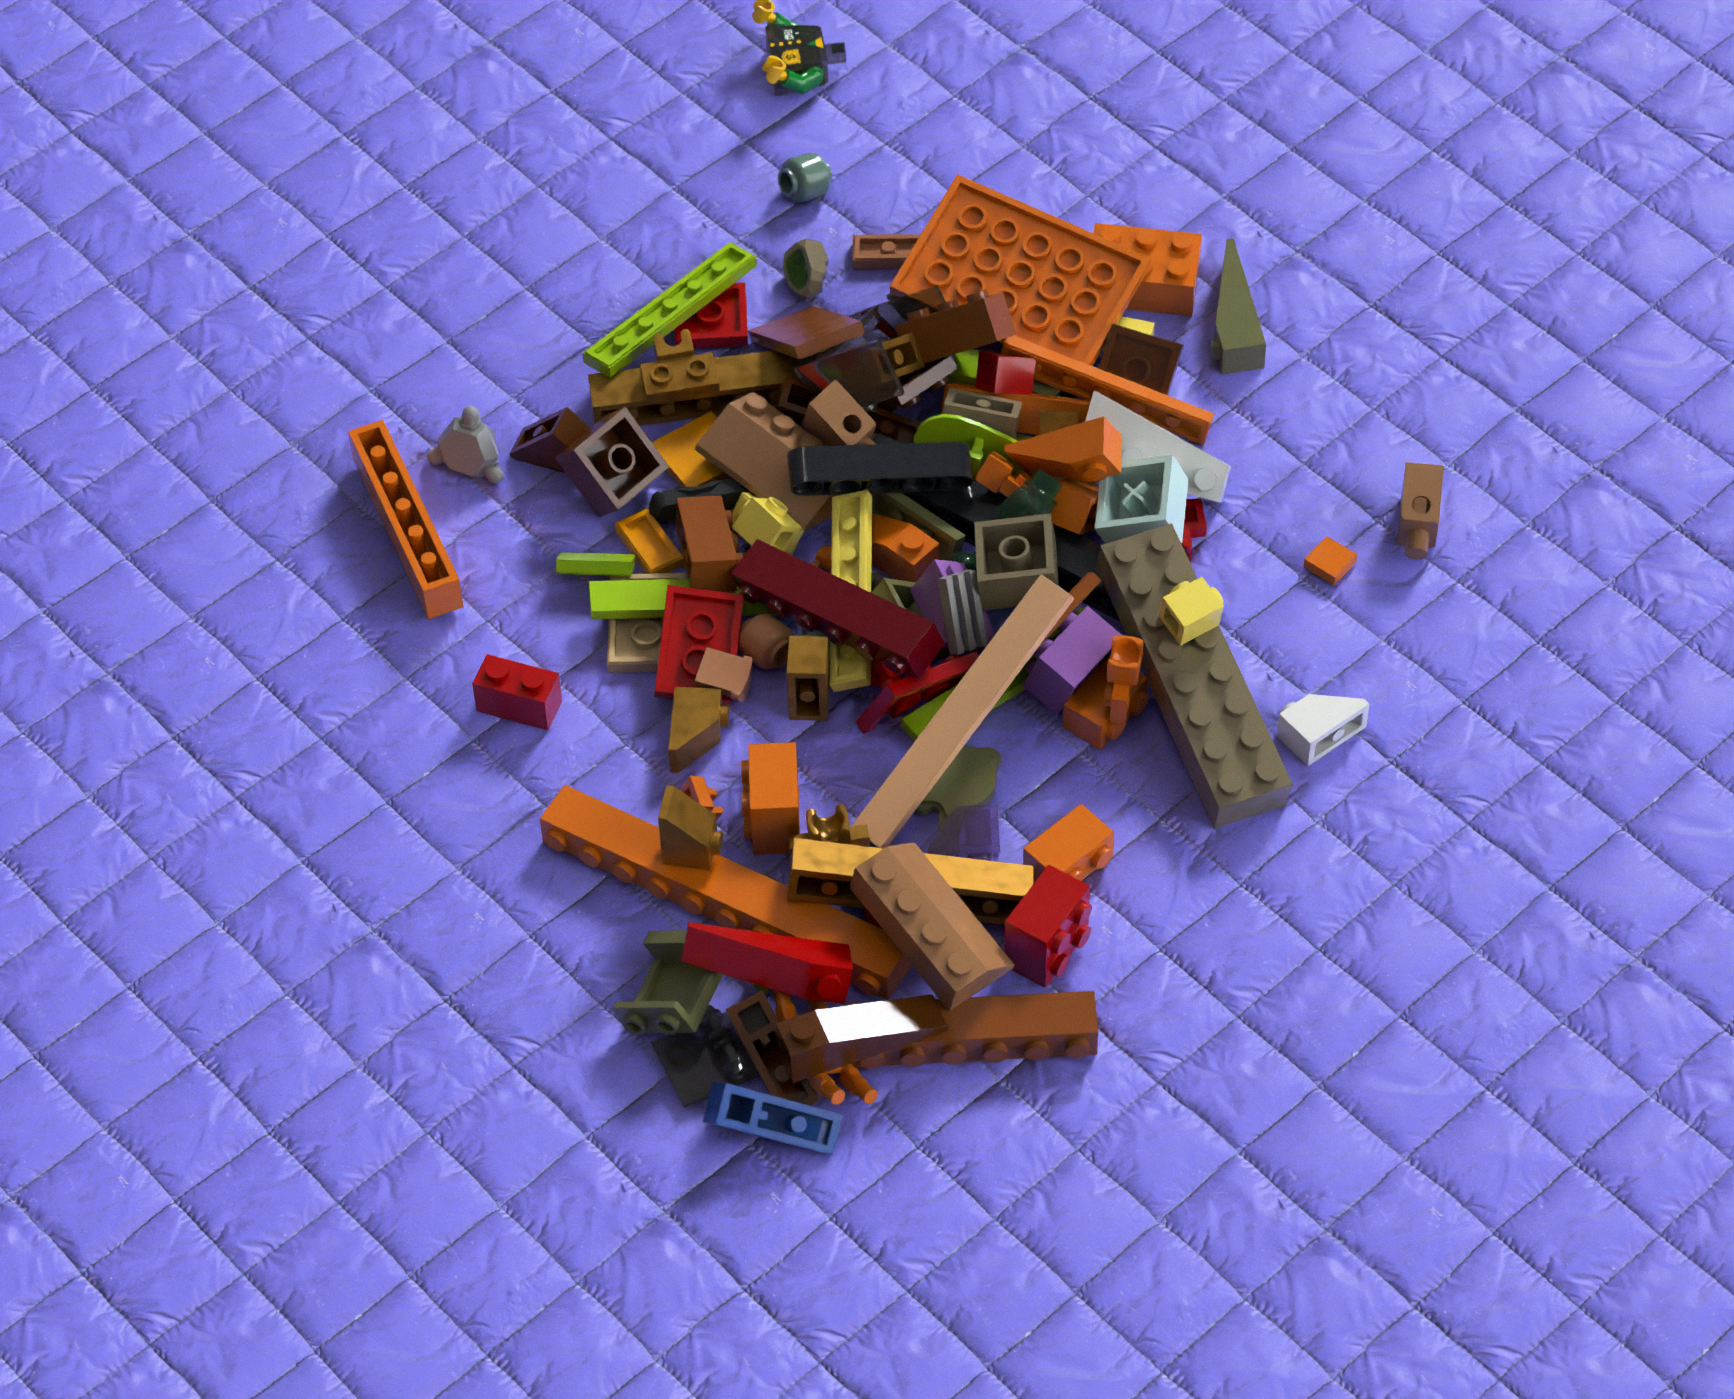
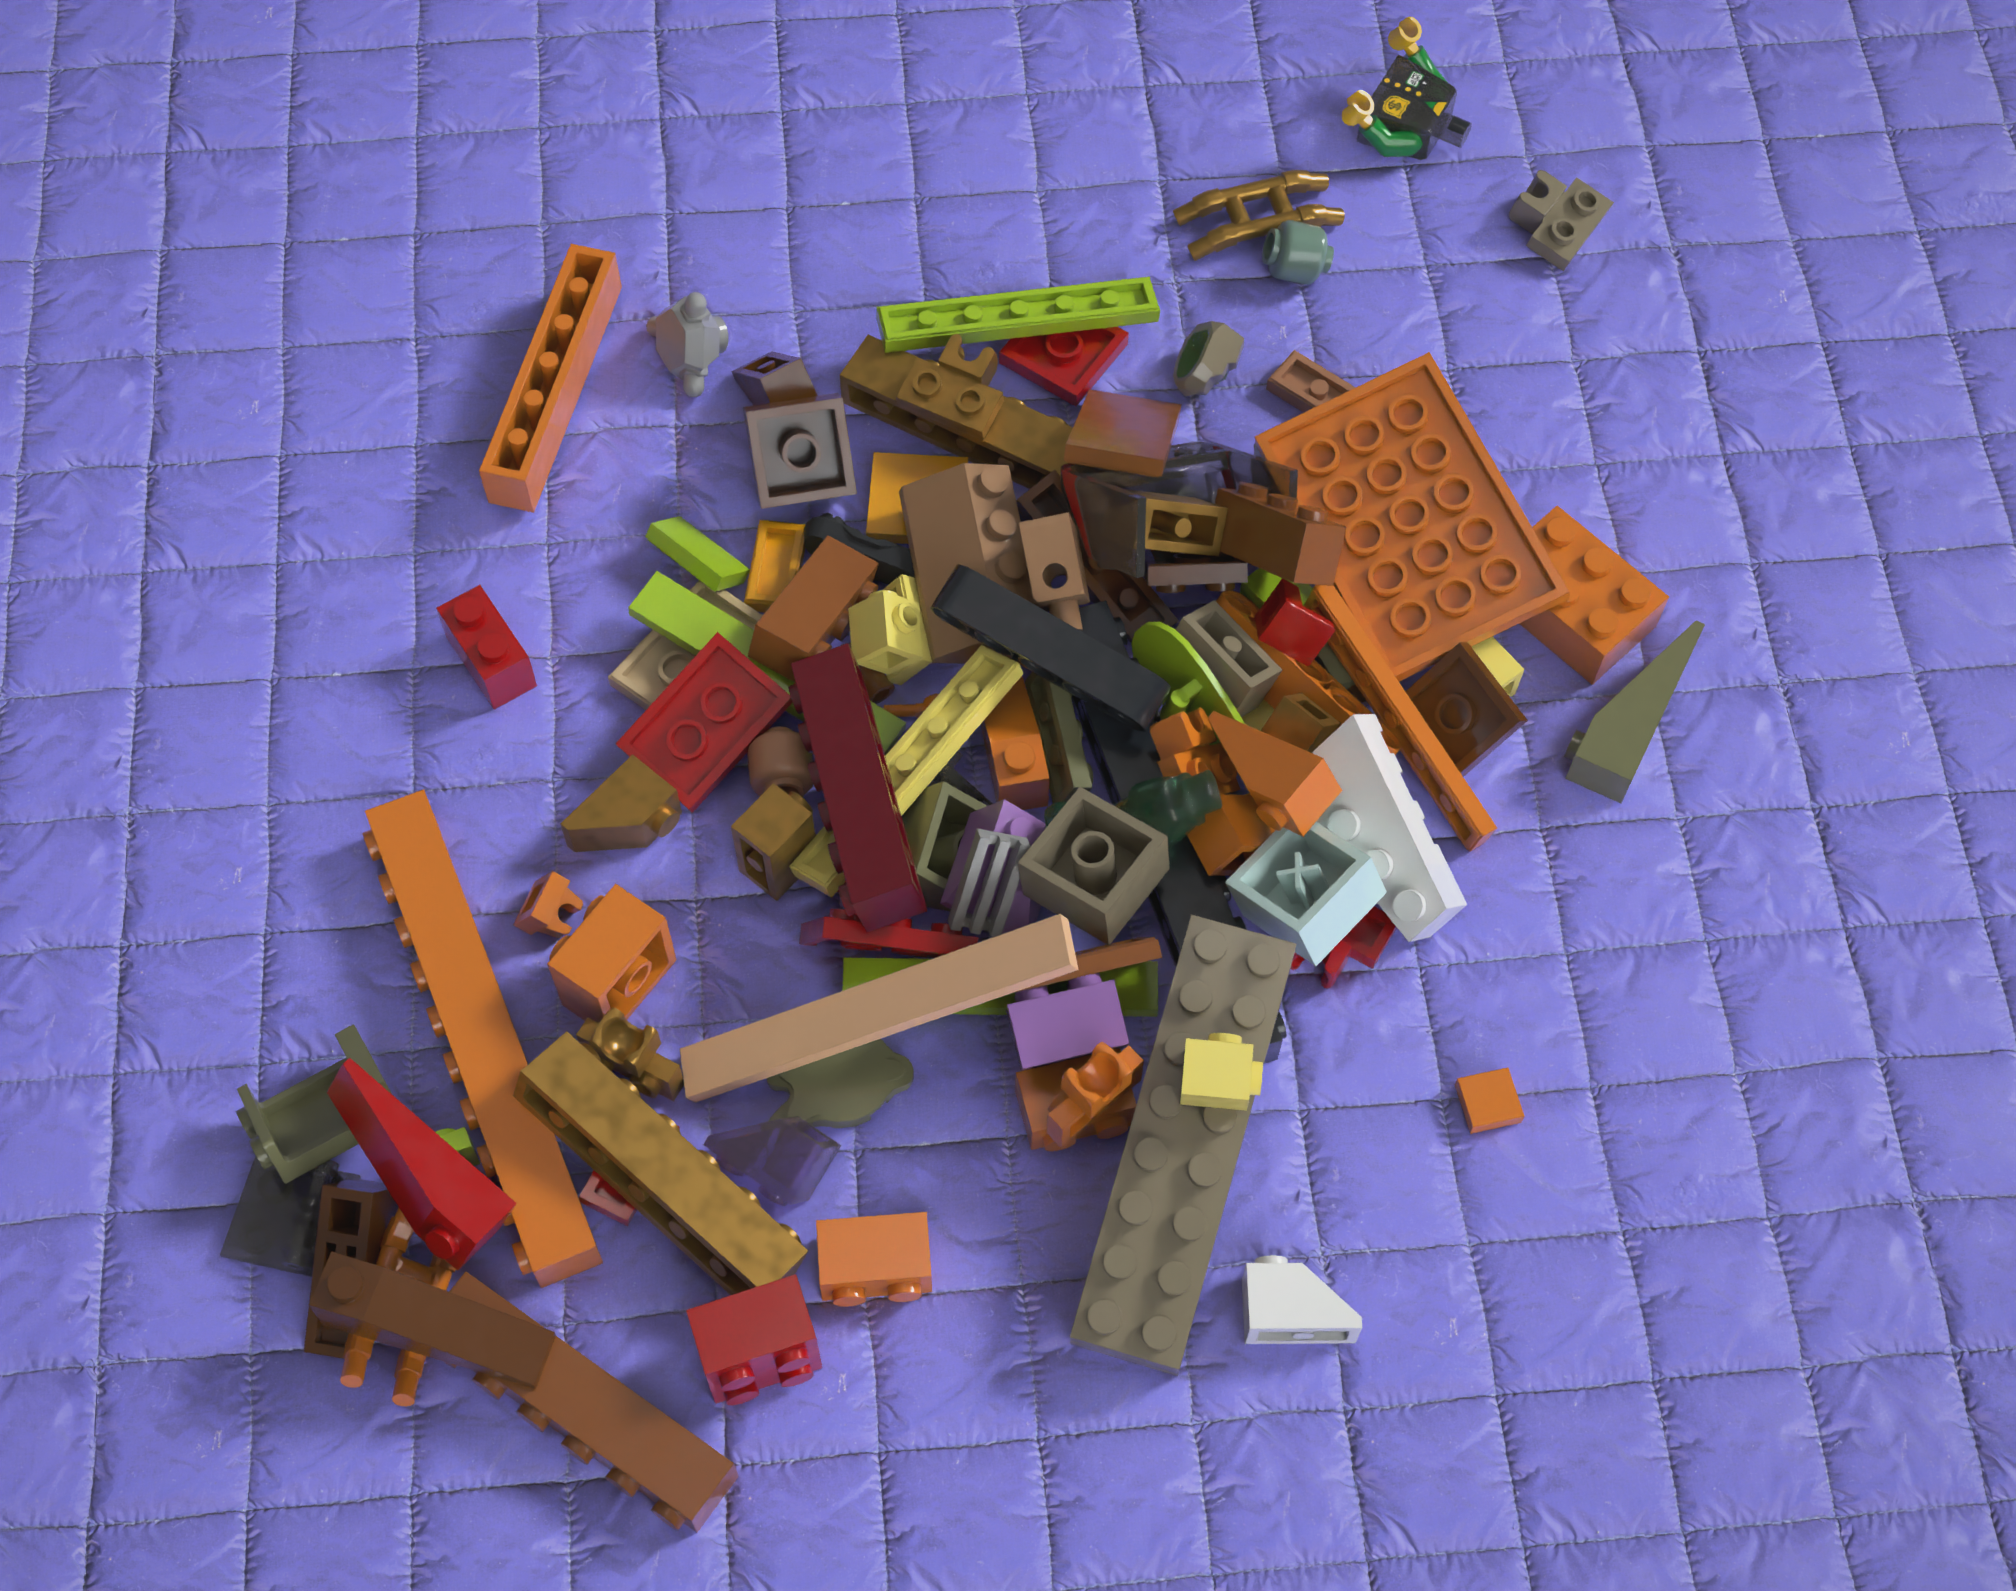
camera: 35 degrees right, 10 degrees up
(687, 831) = (464, 939): pearl gold slope -> none
(725, 672) = (699, 778): nougat tile -> none
(755, 183) = (1242, 227): none -> pearl gold piece
(772, 1117) = (276, 1345): blue slope -> none
(929, 923) = (613, 1248): medium nougat slope -> none
(942, 64) = (1558, 218): none -> dark tan plate
(1420, 508) = (1650, 1103): medium nougat torso -> none

